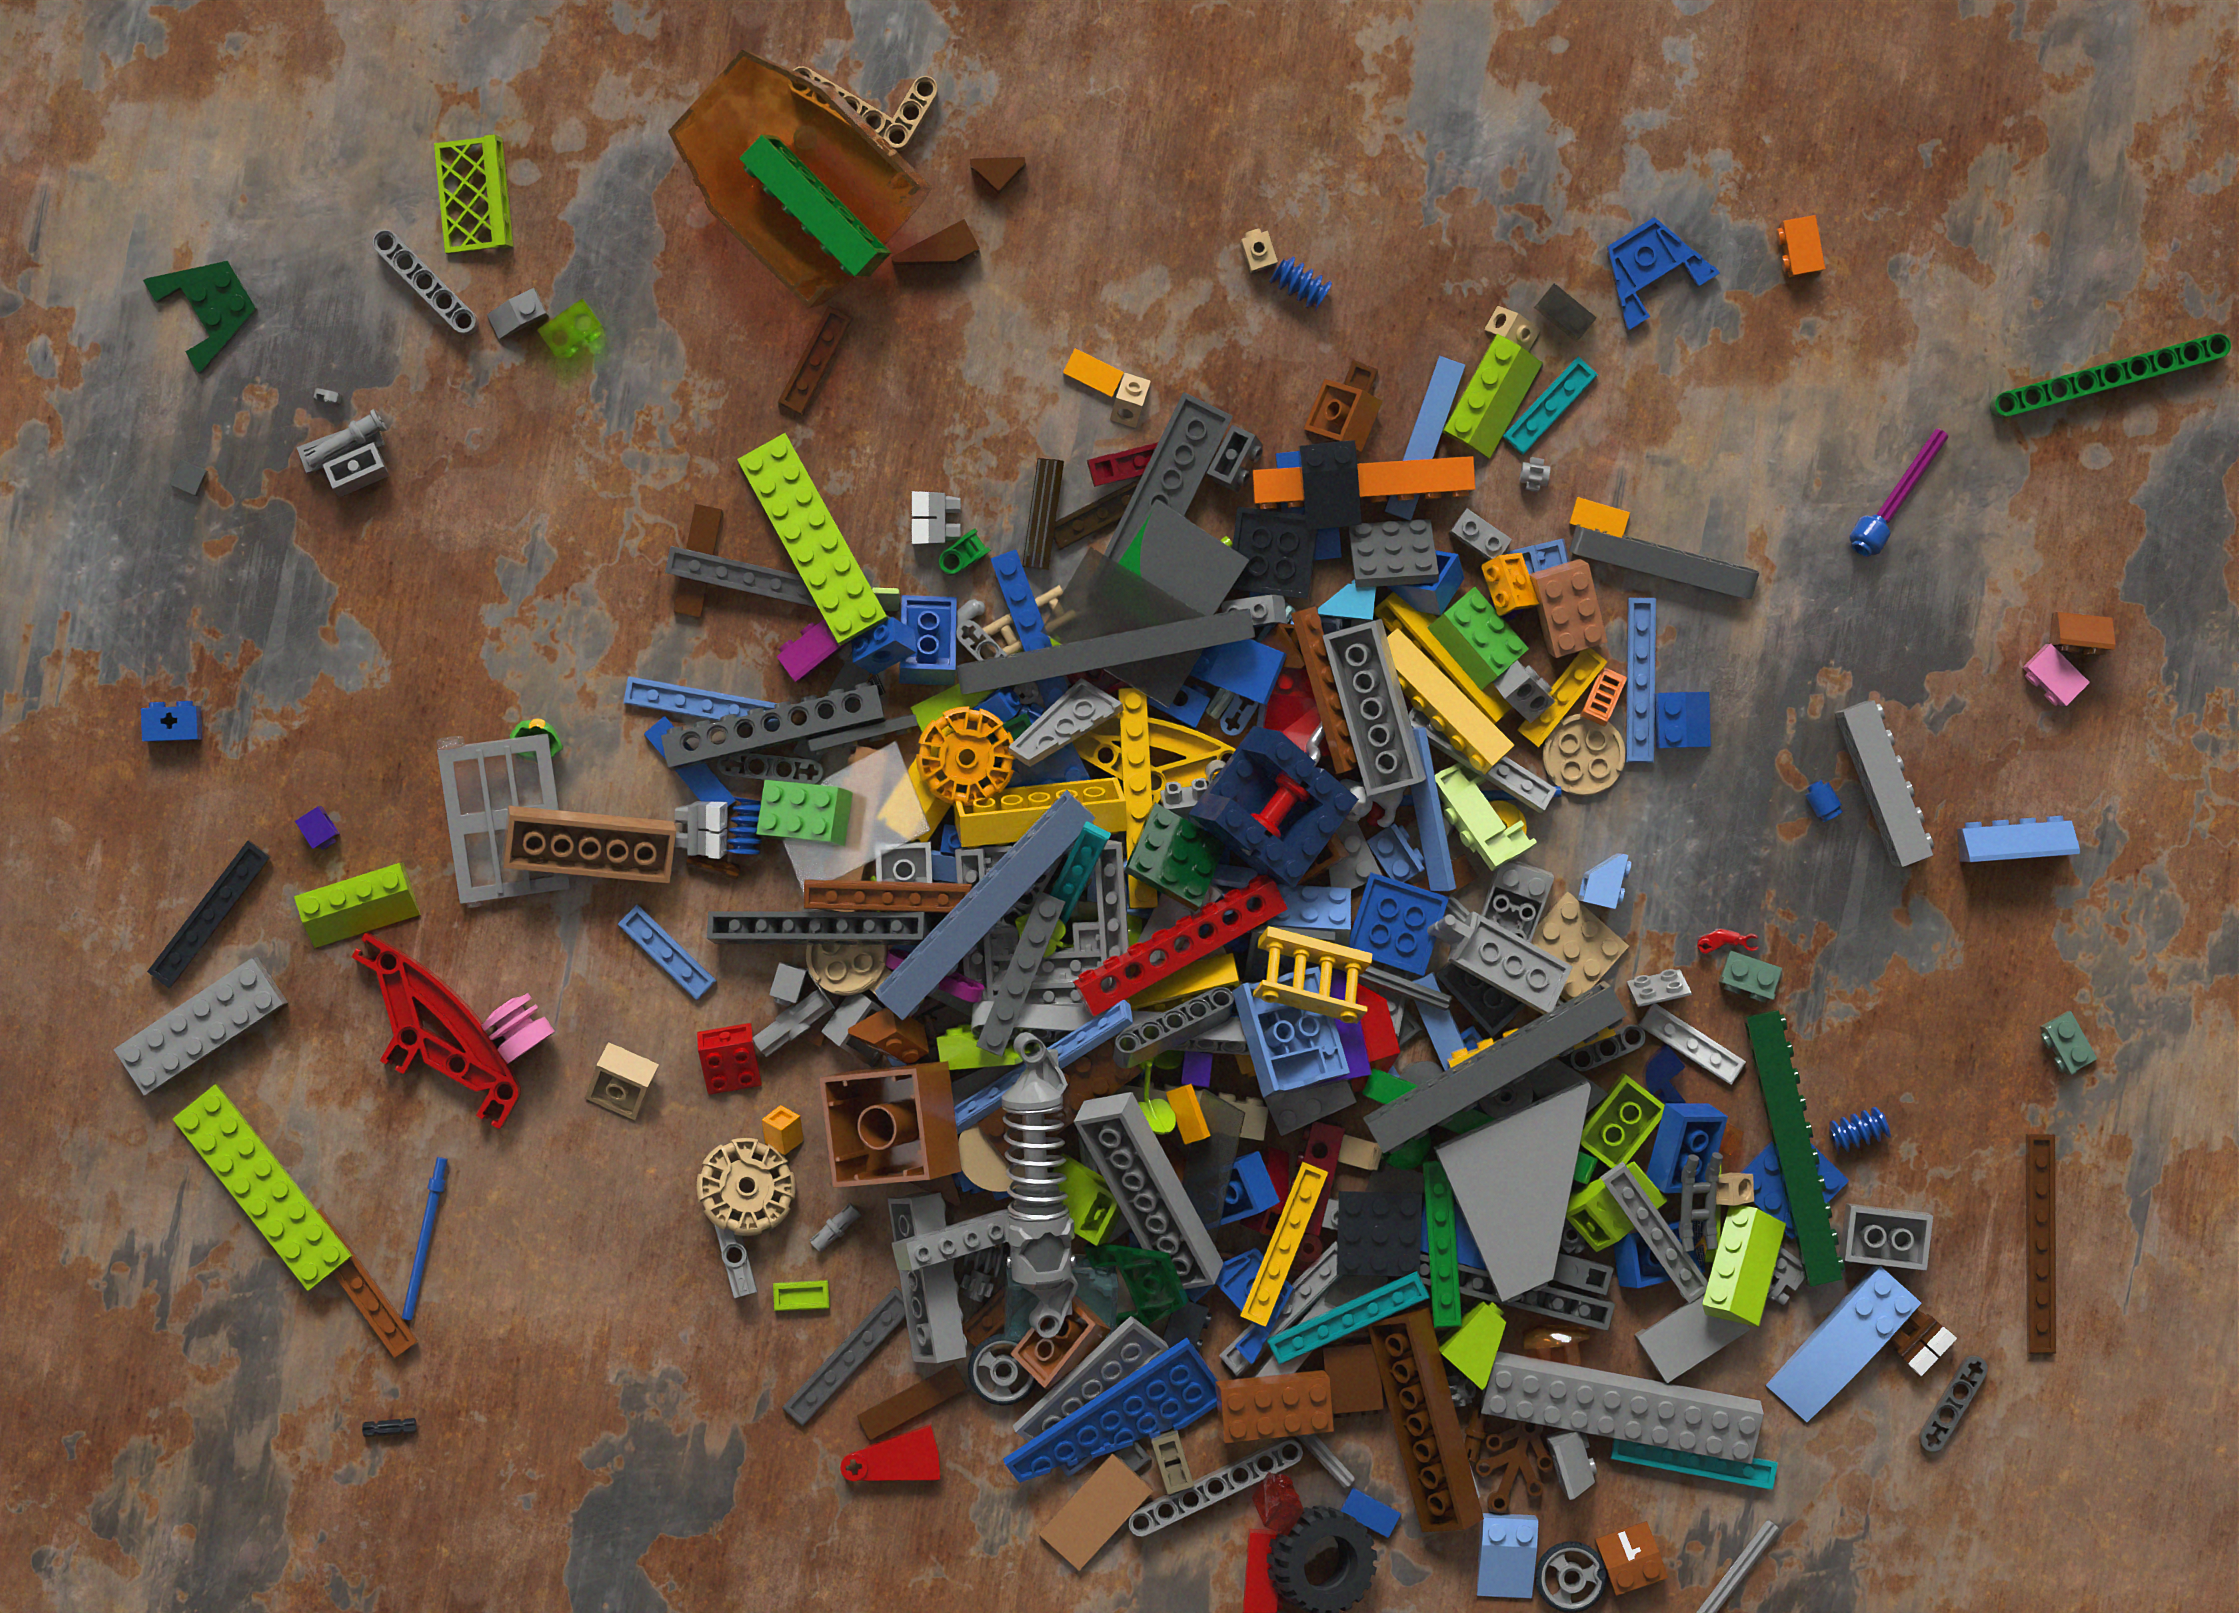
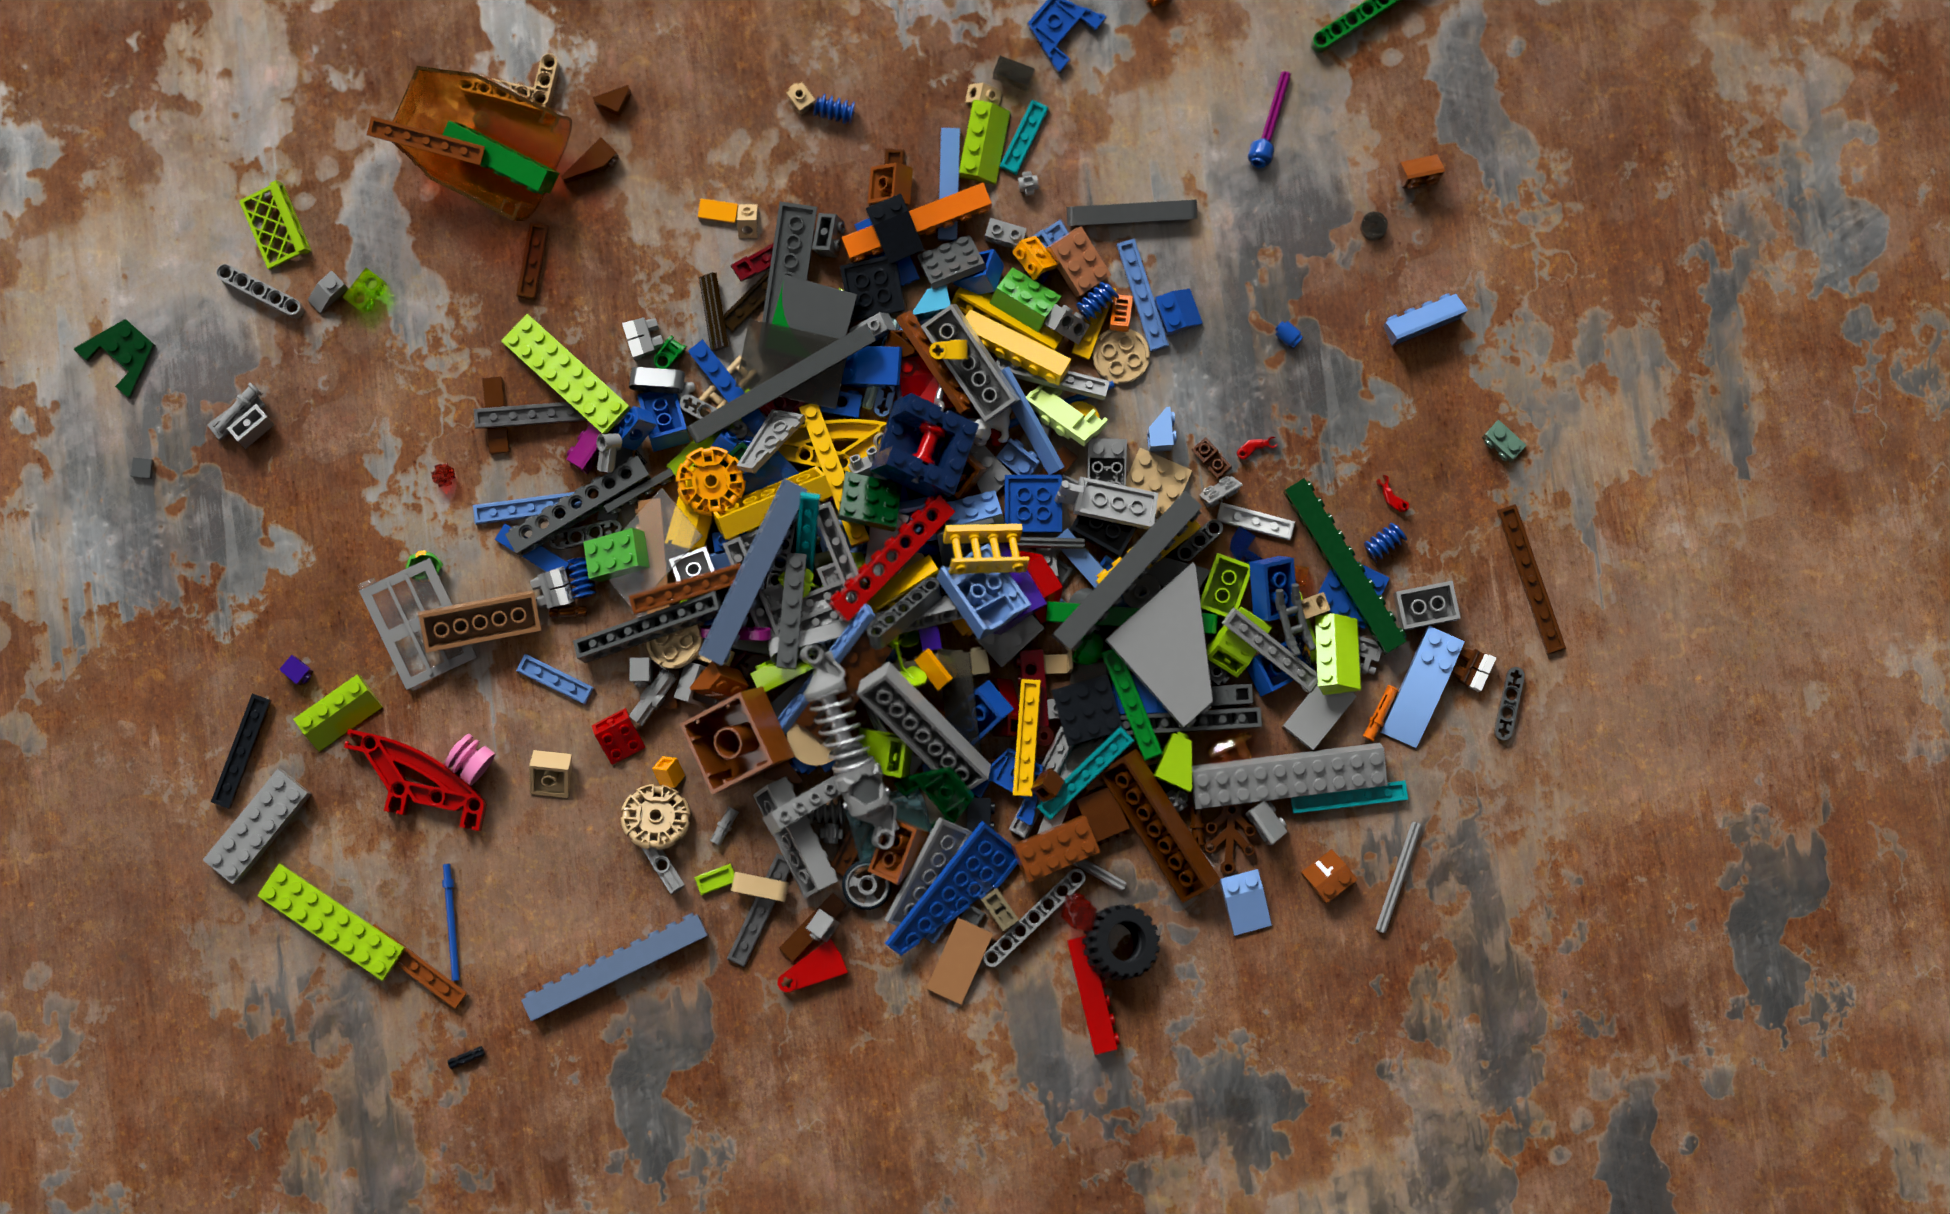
camera: 15 degrees left, 5 degrees down
(187, 726) = (189, 631): blue brick -> none
(327, 396) = (218, 385): light grey tile -> none
(600, 622) = (443, 475): none -> clear red gear
(627, 1371) = (614, 967): none -> sand blue brick
(721, 157) = (425, 140): none -> dark orange plate
(839, 663) = (608, 446): none -> light grey piece
(857, 1327) = (760, 886): none -> tan beam
(888, 598) = (629, 397): yellowish green slope -> none
(926, 1408) = (822, 926): none -> light grey brick
(935, 585) = (656, 380): none -> beam
(1291, 1318) = (1047, 785): none -> reddish brown brick
(1357, 685) = (952, 350): none -> yellow piece
(1370, 1512) = (1148, 902): blue tile -> none
(1562, 1599) = (1291, 919): light grey wheel -> none
(1575, 672) = (1096, 300): none -> blue piece
(1599, 516) = (1079, 197): light orange tile -> none
(1660, 938) = (1211, 458): none -> reddish brown slope
(1750, 975) = (1279, 464): sand green bracket -> none
(1766, 1369) = (1383, 707): none -> orange pin
(1884, 783) = (1324, 308): light grey brick -> none
(1886, 1071) = (1391, 499): none -> red arm
(1991, 687) = (1374, 226): none -> clear smoke wheel
(2055, 675) = (1413, 204): bright pink brick -> none

